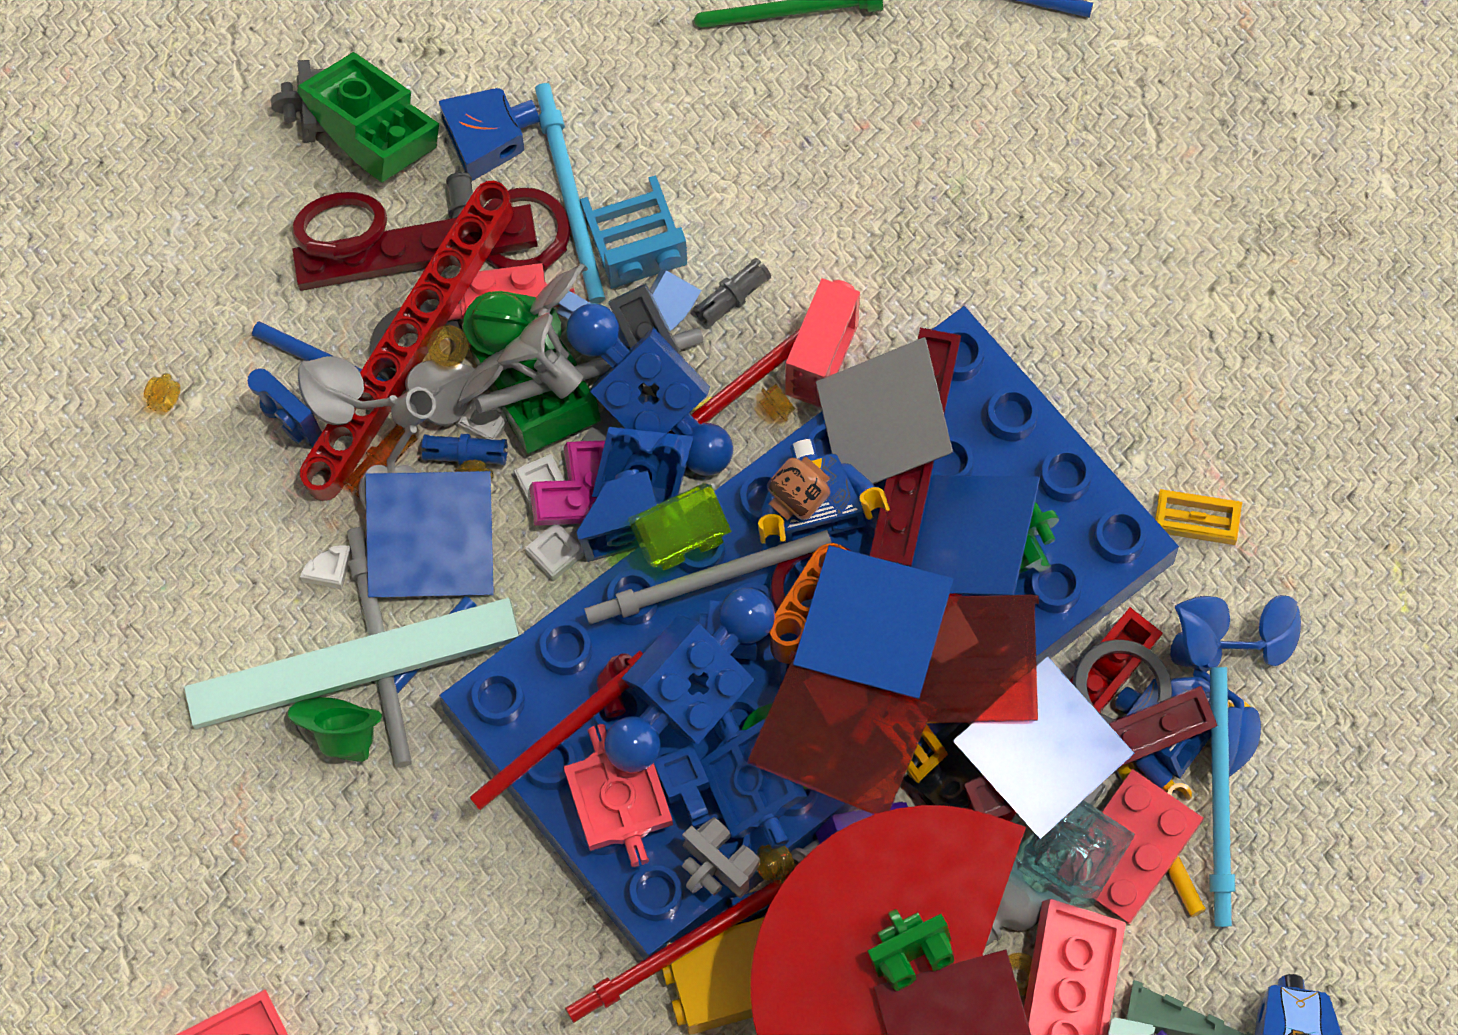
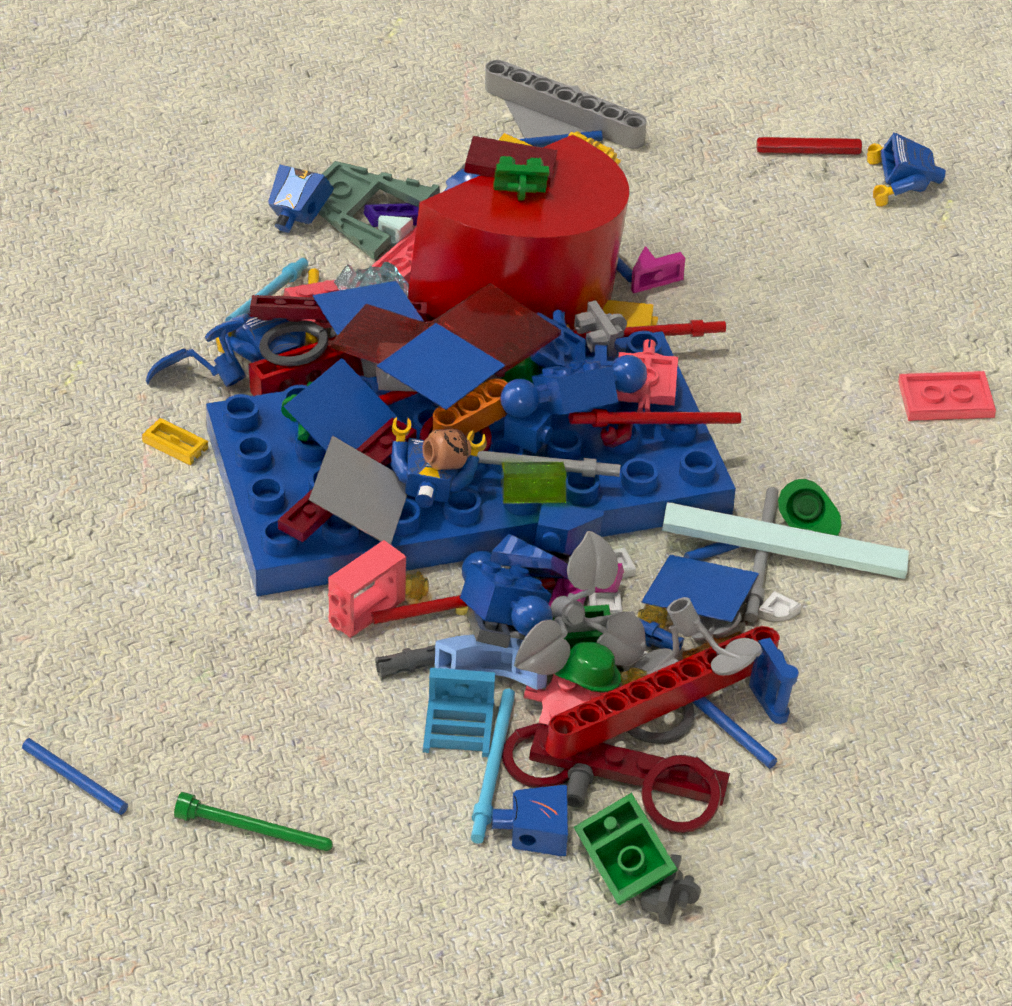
camera: 160 degrees left, 25 degrees down
(162, 393) = (860, 741): clear yellow plate -> none

